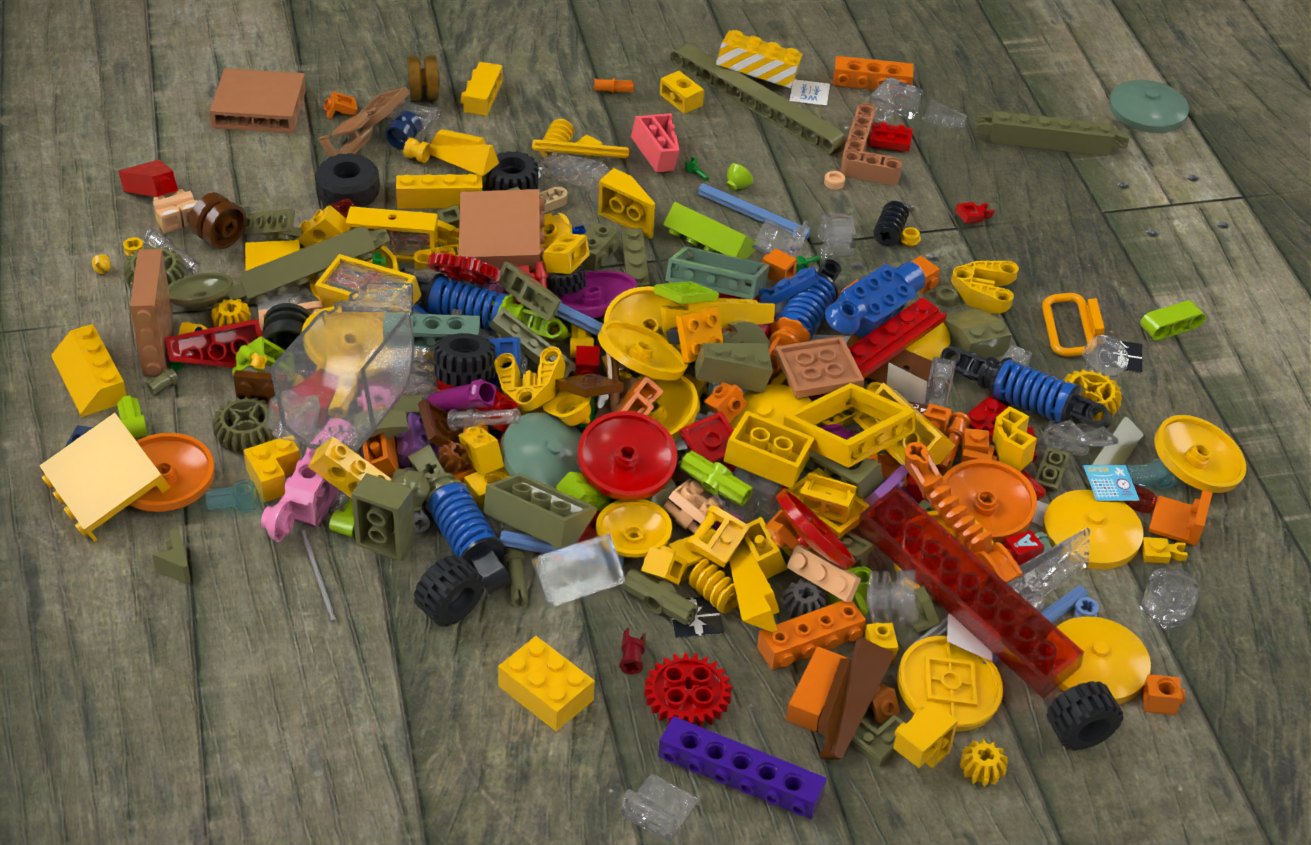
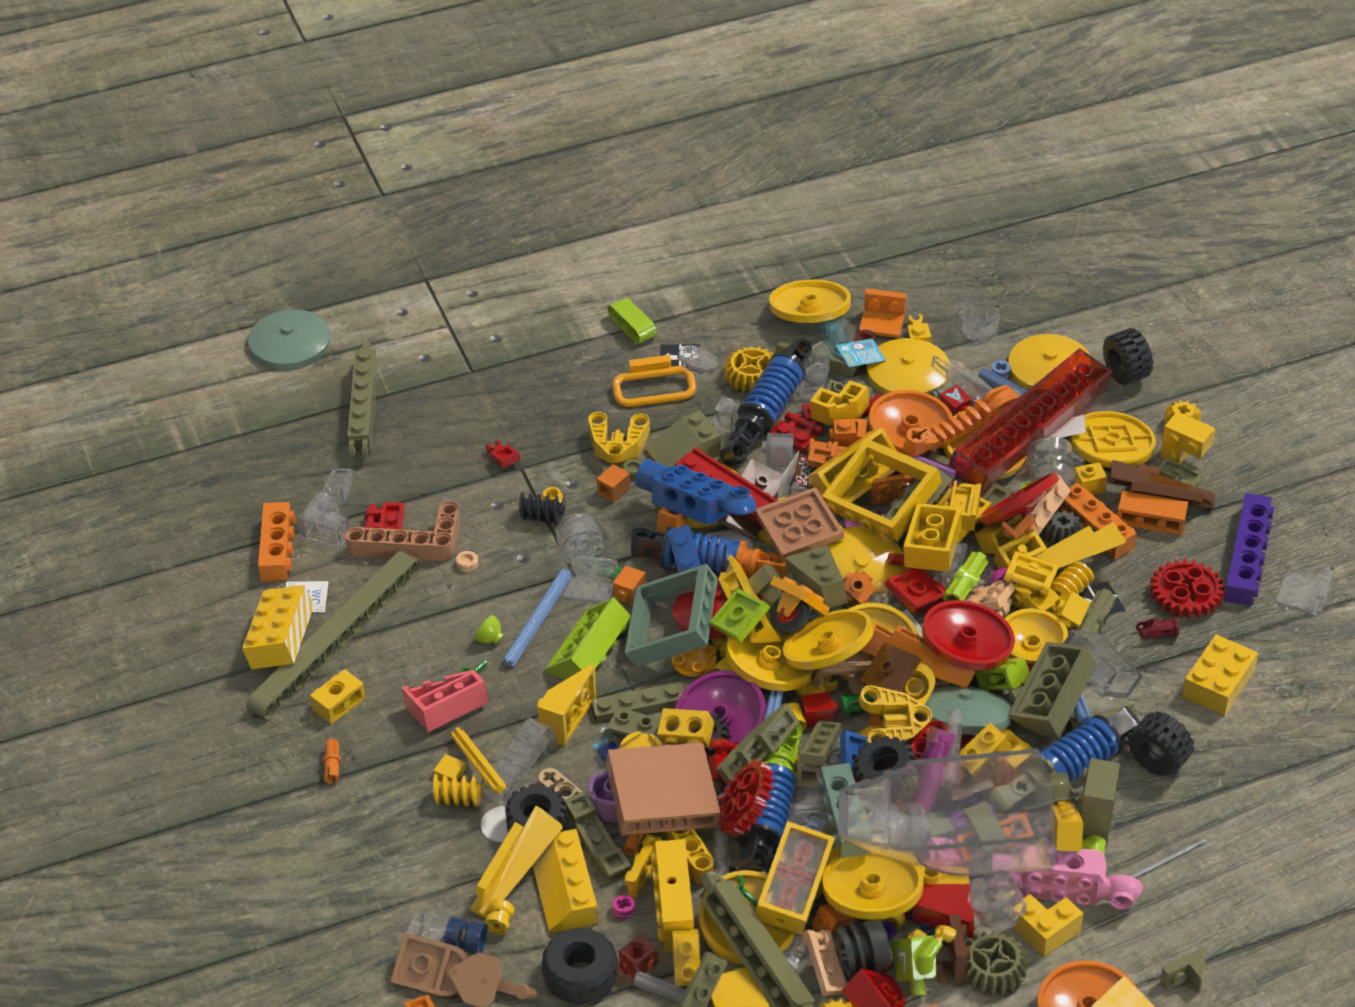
camera: 95 degrees left, 0 degrees up
(240, 496) = (1094, 946): clear light blue piece -> none
(423, 77) = (369, 928): pearl gold wheel -> none
(482, 88) = (363, 878): yellow brick -> none
(1162, 694) = (1076, 326): orange brick -> none

